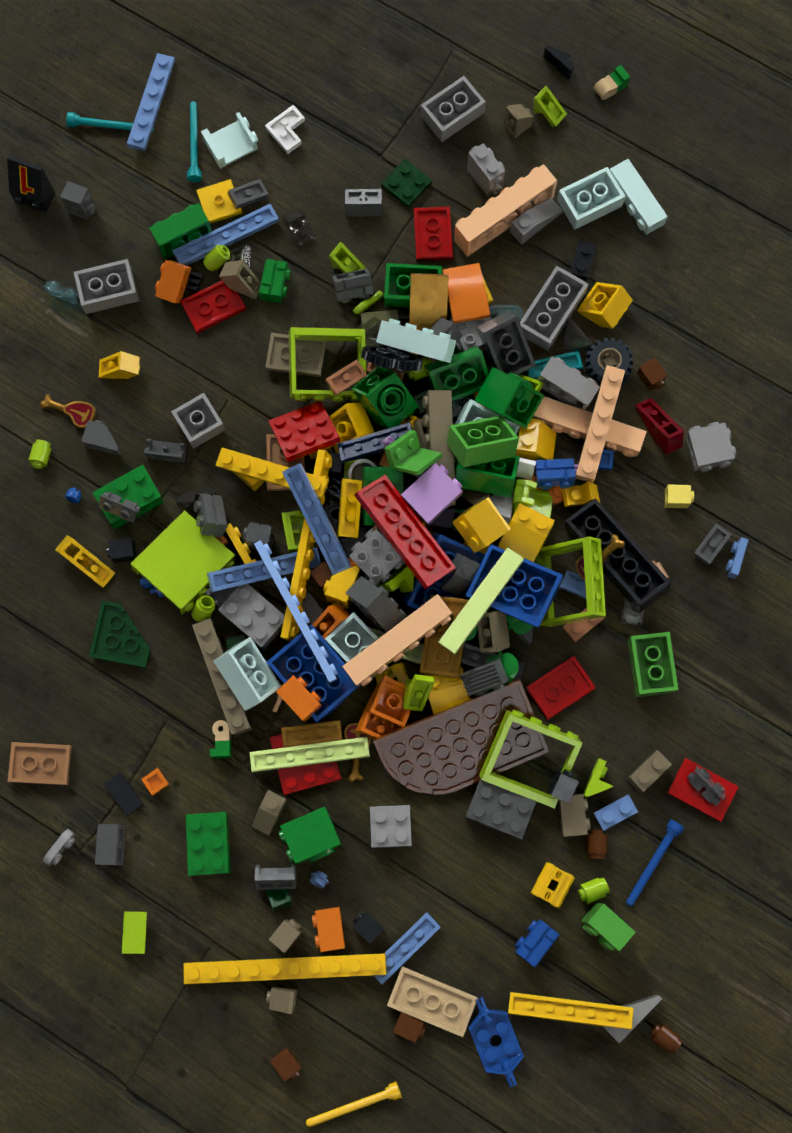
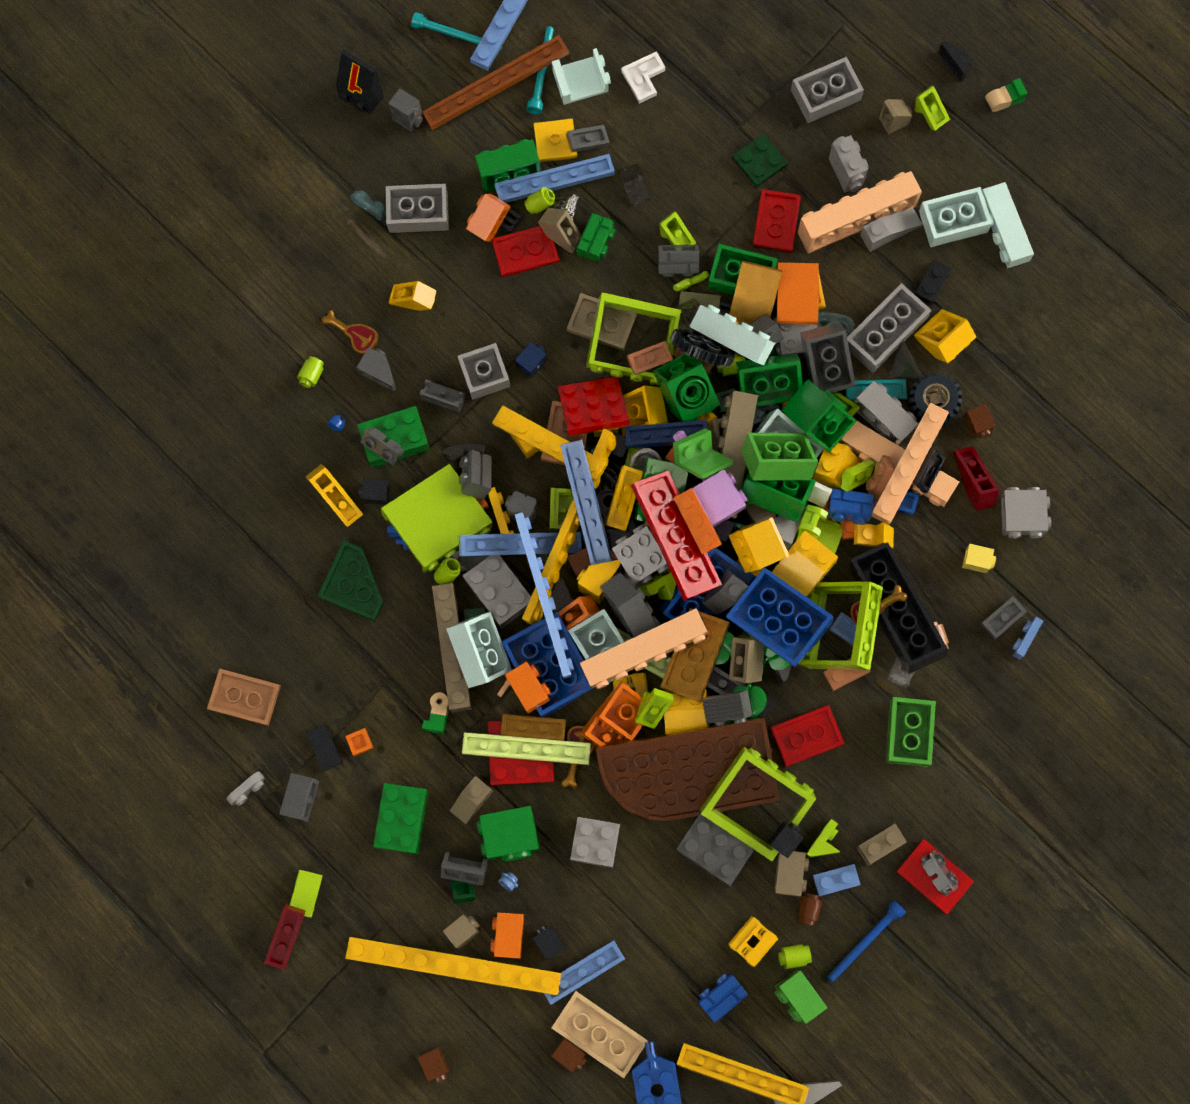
camera: 15 degrees right, 0 degrees up
(123, 977) = (284, 936): none -> dark red plate
(153, 160) = (495, 82): none -> dark orange plate
(239, 401) = (531, 359): none -> dark blue brick
(282, 999) = (443, 997): dark tan slope -> none
(363, 202) = (709, 172): dark grey hinge -> none
(421, 514) = (697, 521): none -> orange plate
(481, 601) = (741, 625): yellowish green tile -> none
(554, 444) = (857, 475): none -> lime plate
(576, 441) = (880, 477): none -> nougat plate
(618, 426) = (929, 470): none -> black tile

